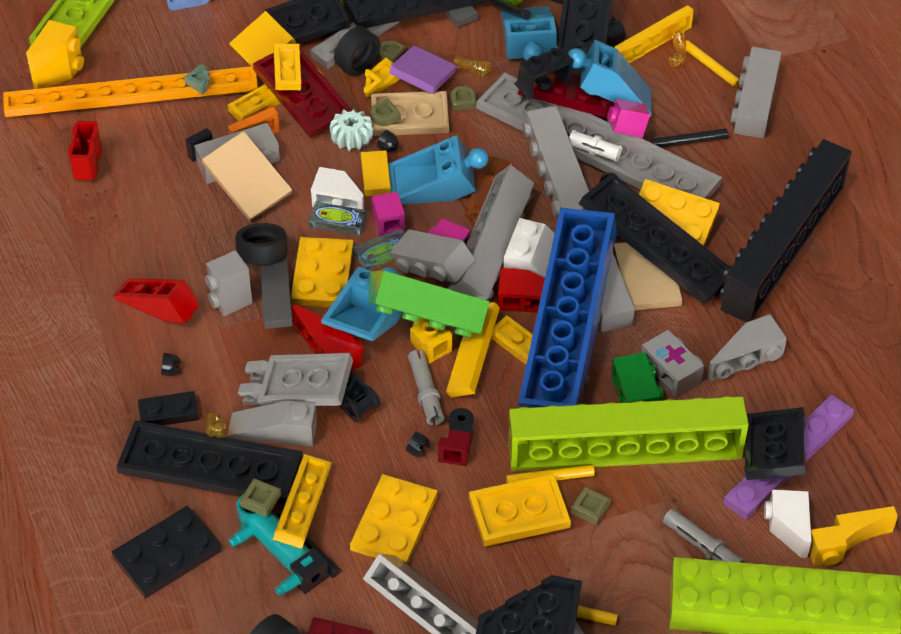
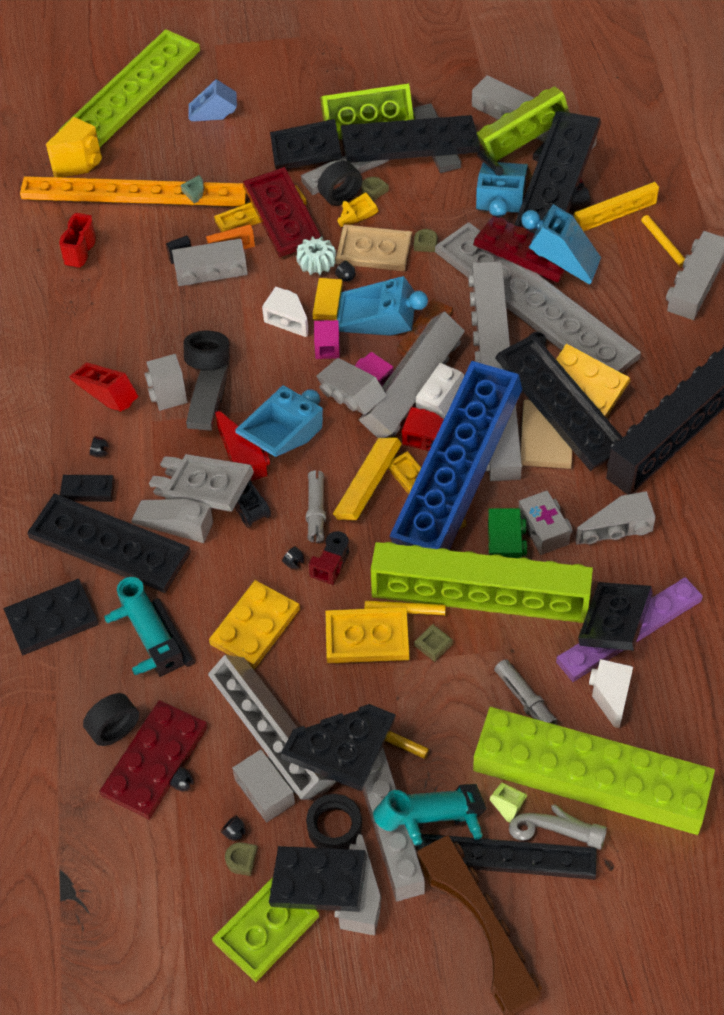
camera: 15 degrees right, 5 degrees up
(214, 425) = (120, 508): clear yellow arm -> none
(246, 176) = (210, 285): tan tile -> none
(259, 39) = (259, 159): yellow tile -> none
(260, 497) = (138, 584): olive tile -> none
(287, 67) = (270, 189): yellow plate -> none
(302, 501) = (176, 593): yellow tile -> none
(321, 271) = (253, 381): yellow plate -> none
(338, 218) = (282, 336): tile -> none
(377, 251) = (305, 372): clear light blue tile -> none
(384, 113) = (349, 244): olive tile -> none
(422, 69) = (395, 208): medium lavender tile -> none
(428, 302) = (330, 429): bright green slope -> none
(432, 341) = (332, 462): yellow brick -> none
(473, 66) = (443, 212): clear yellow arm -> none
(537, 68) = (494, 223): black window -> none
(595, 145) = (530, 304): white pin -> none
(628, 117) = (568, 282): dark pink brick -> none
(679, 45) = (637, 223): clear yellow arm -> none
(690, 138) = (624, 309): black bar -> none
(849, 529) = (643, 719): yellow slope -> none

